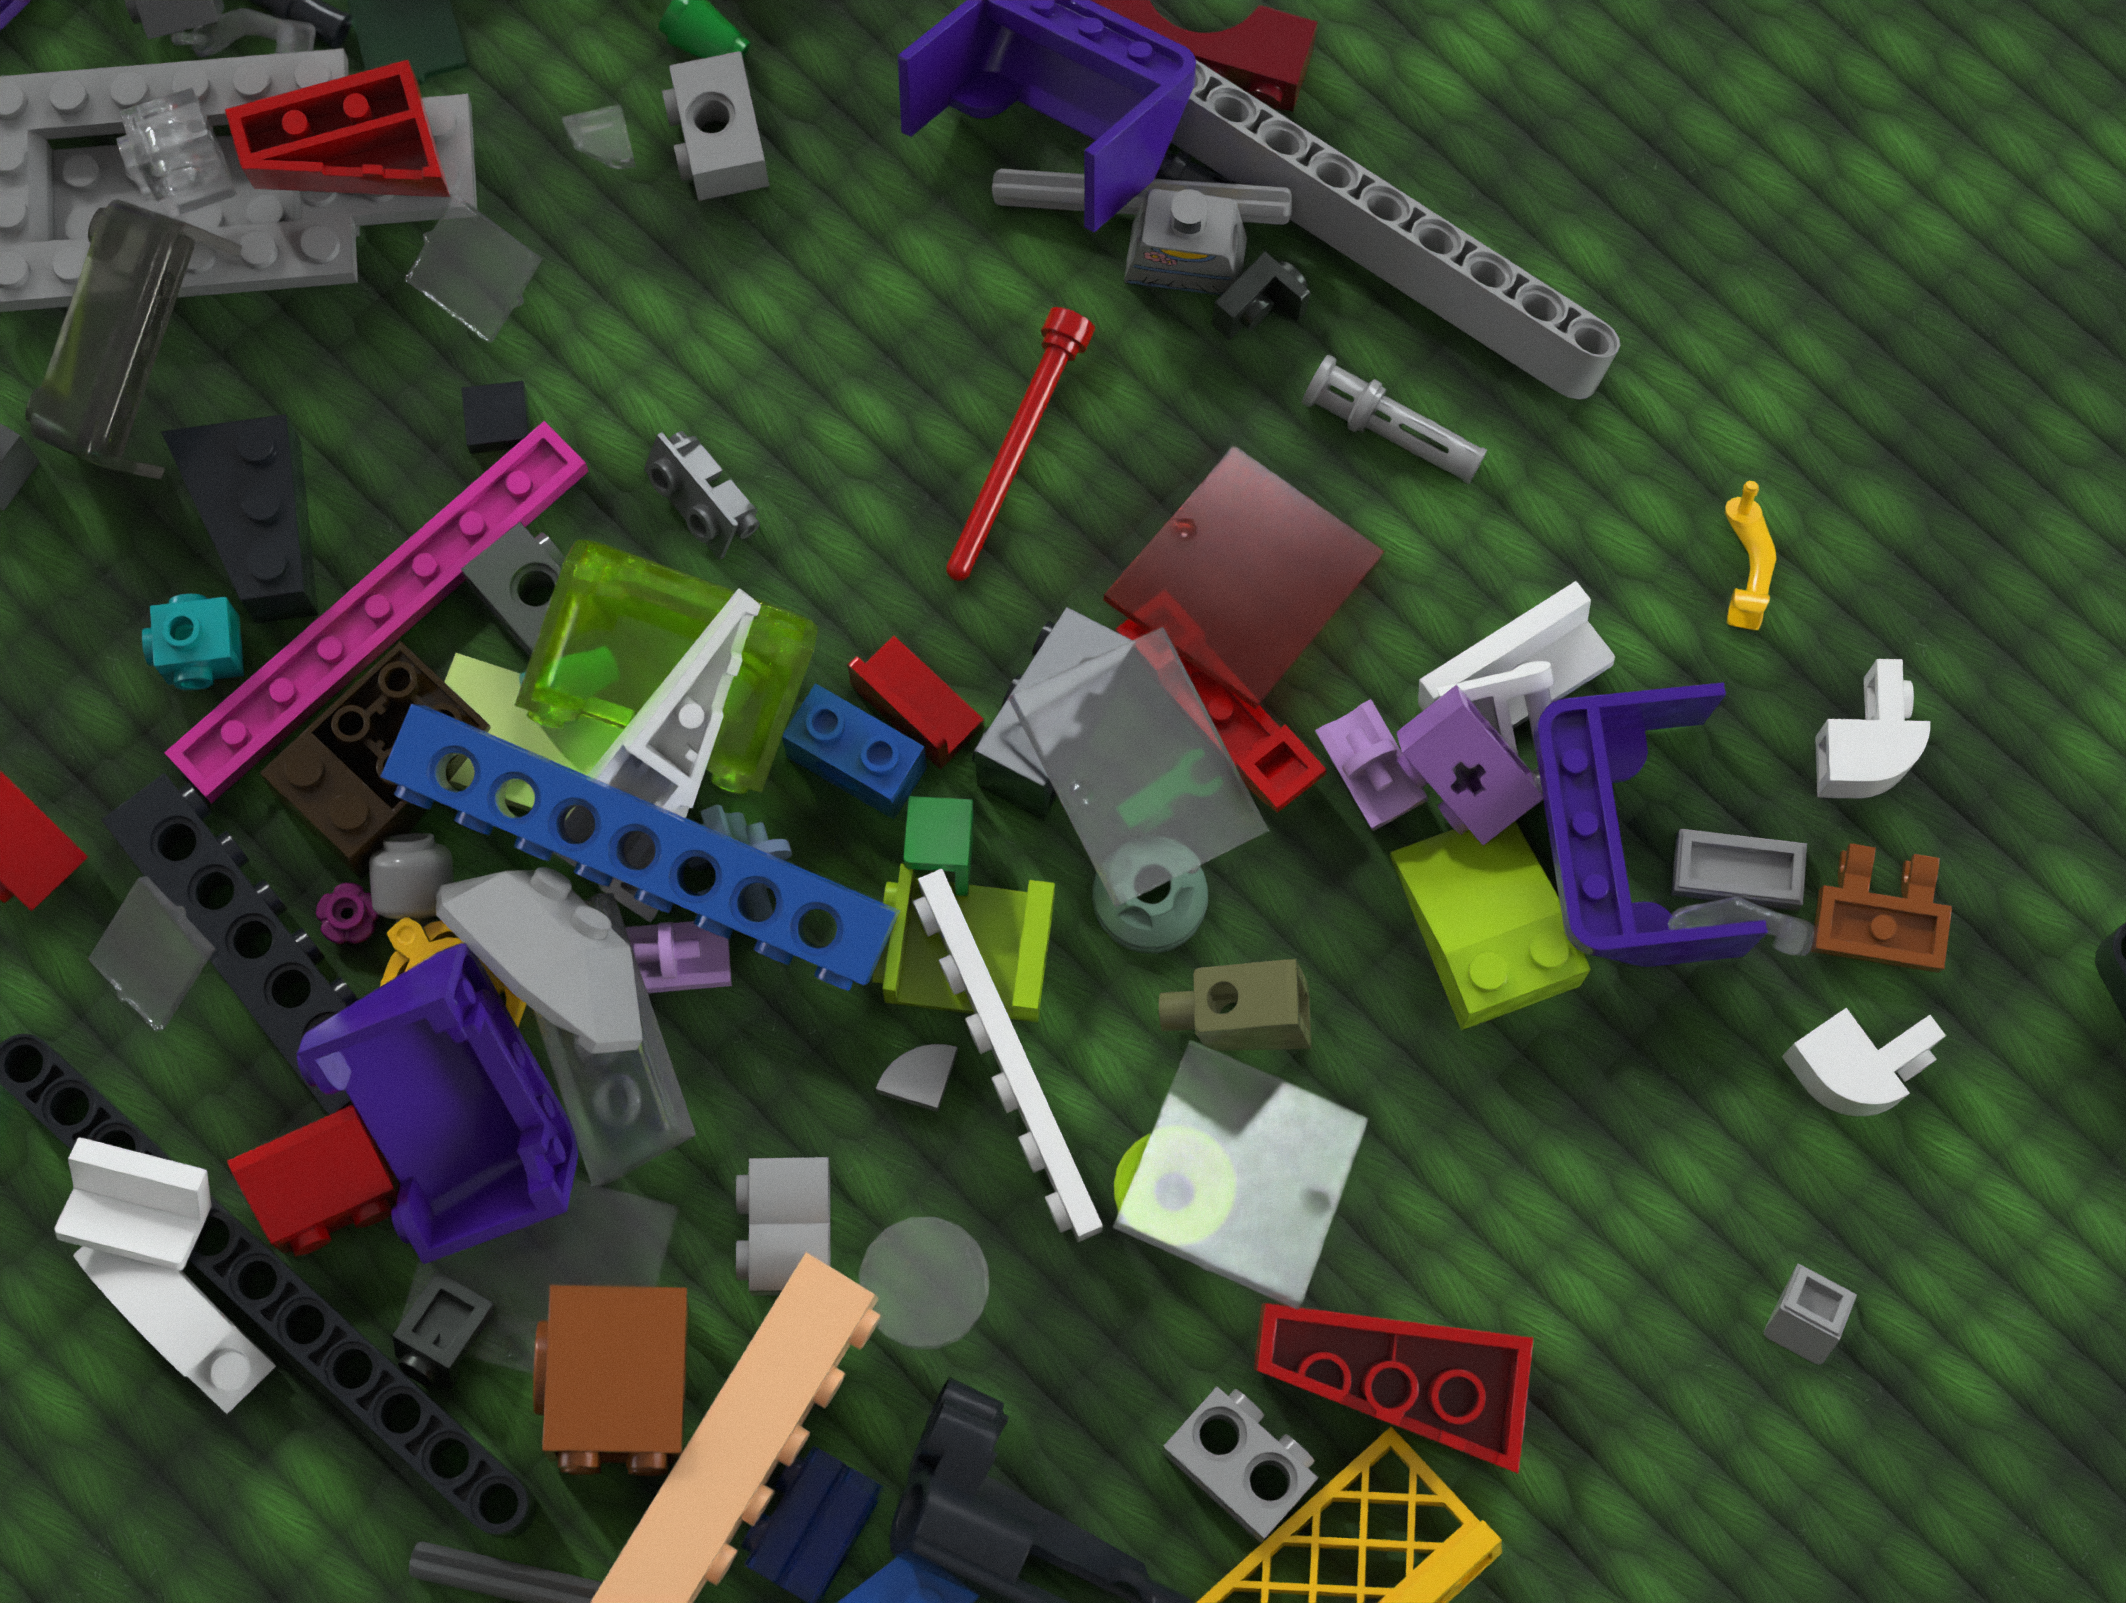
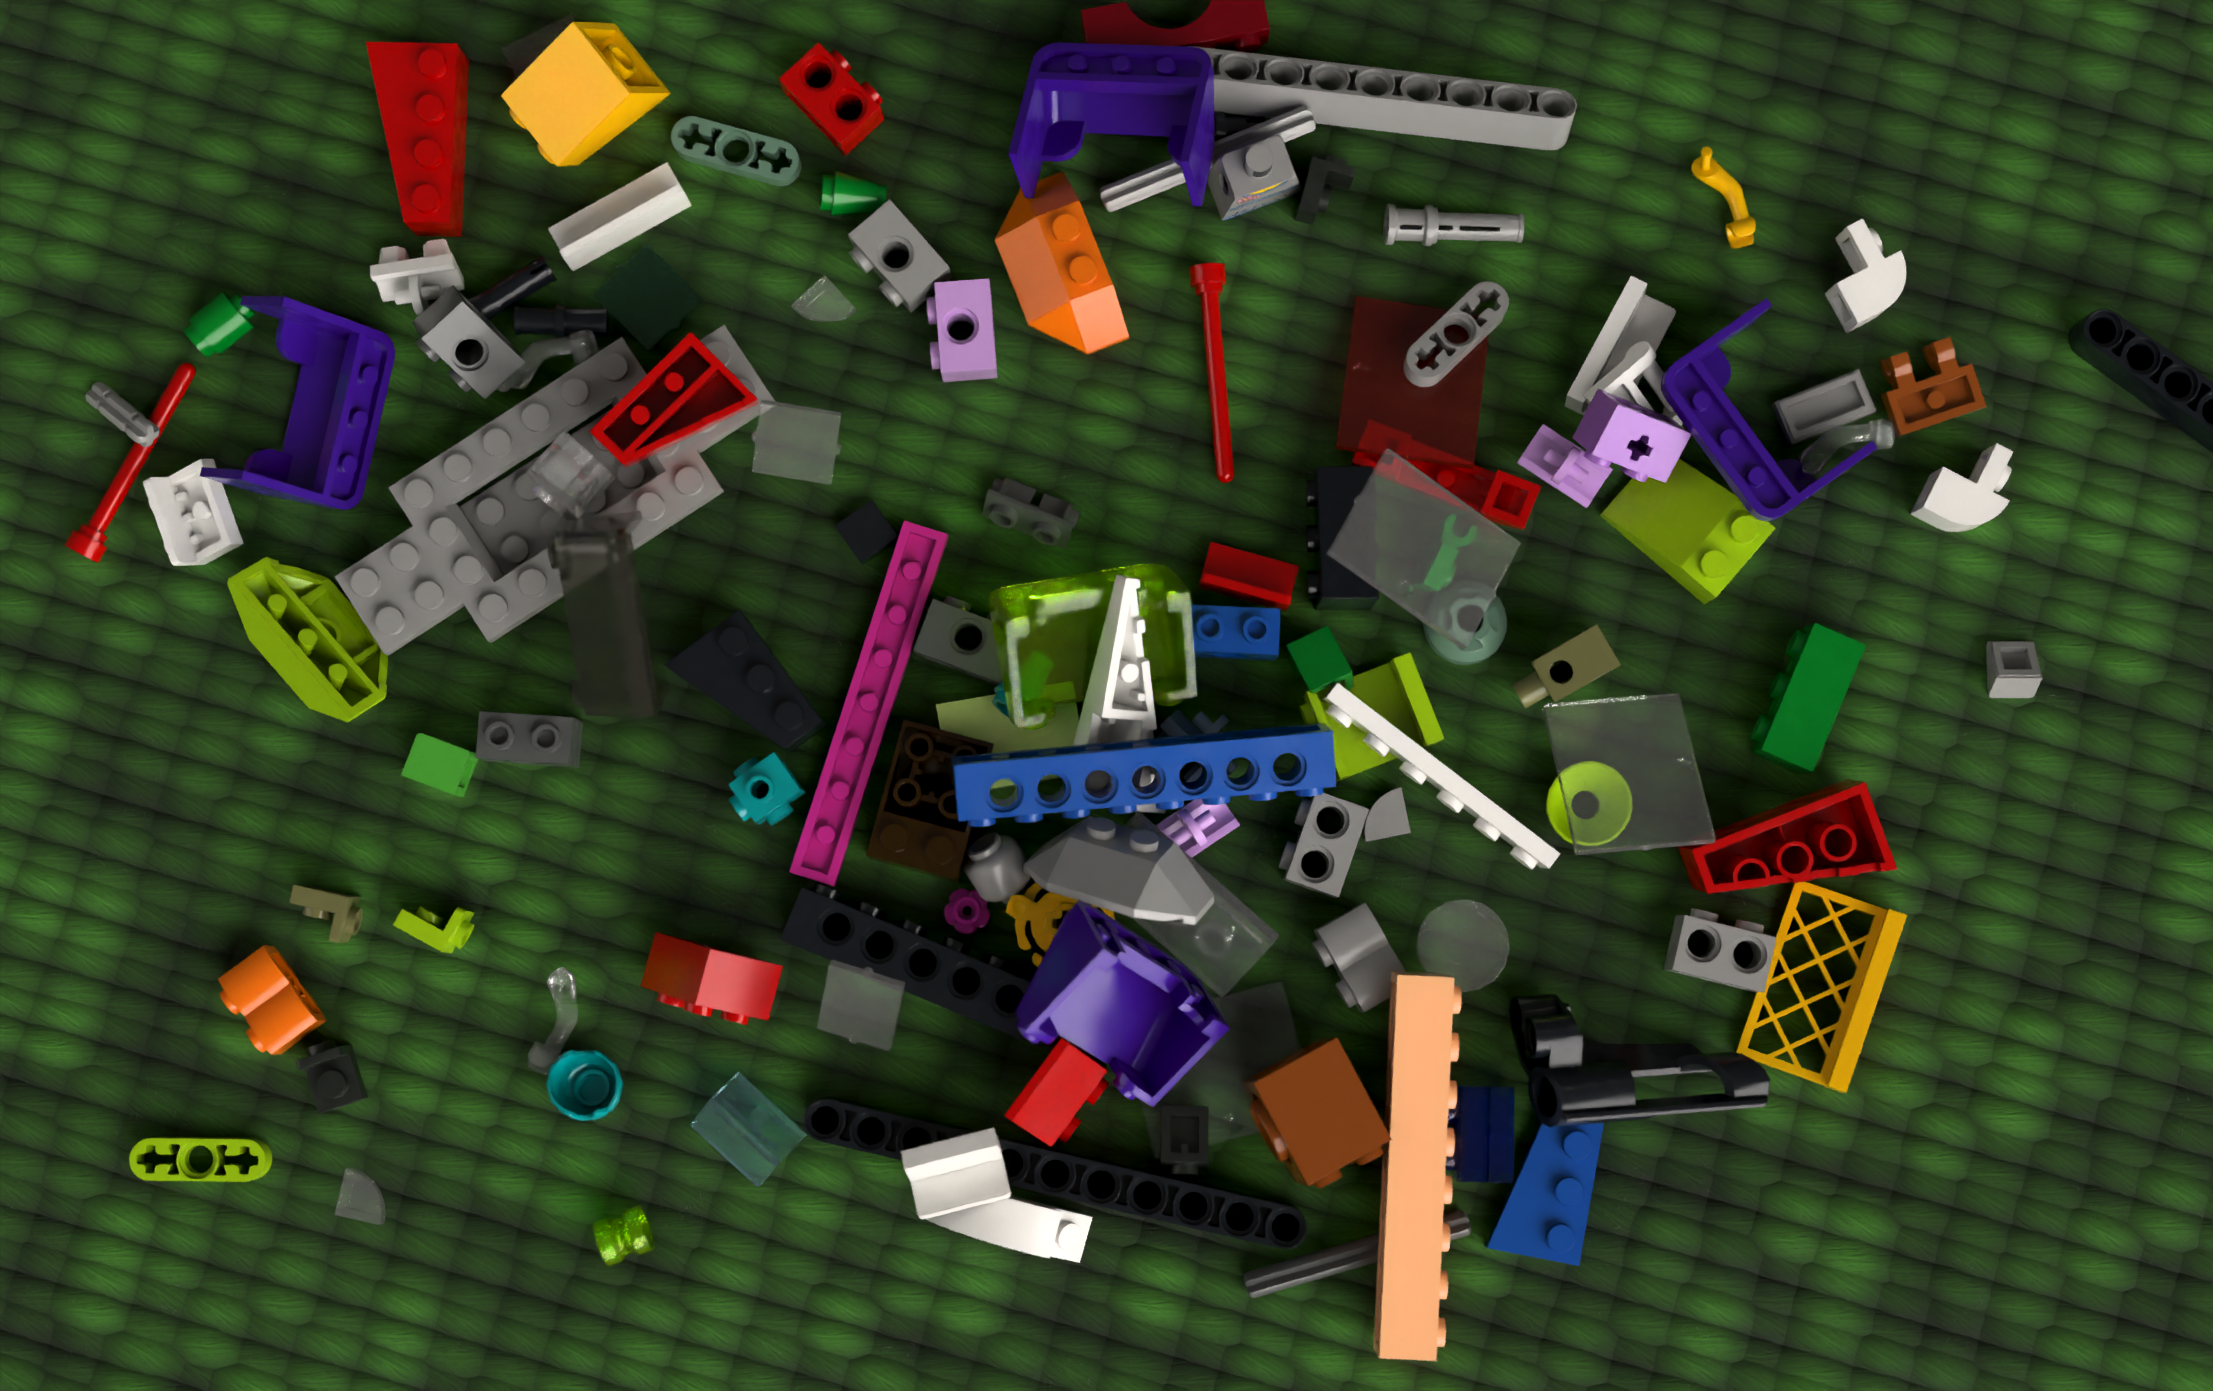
camera: 30 degrees left, 10 degrees up
(743, 279) = (970, 303): none -> lavender brick
(835, 1074) = (1335, 848): none -> light grey brick
(896, 237) = (1060, 268): none -> orange wedge
(1306, 564) = (1453, 353): none -> light grey beam
(1522, 1205) = (1806, 698): none -> green brick

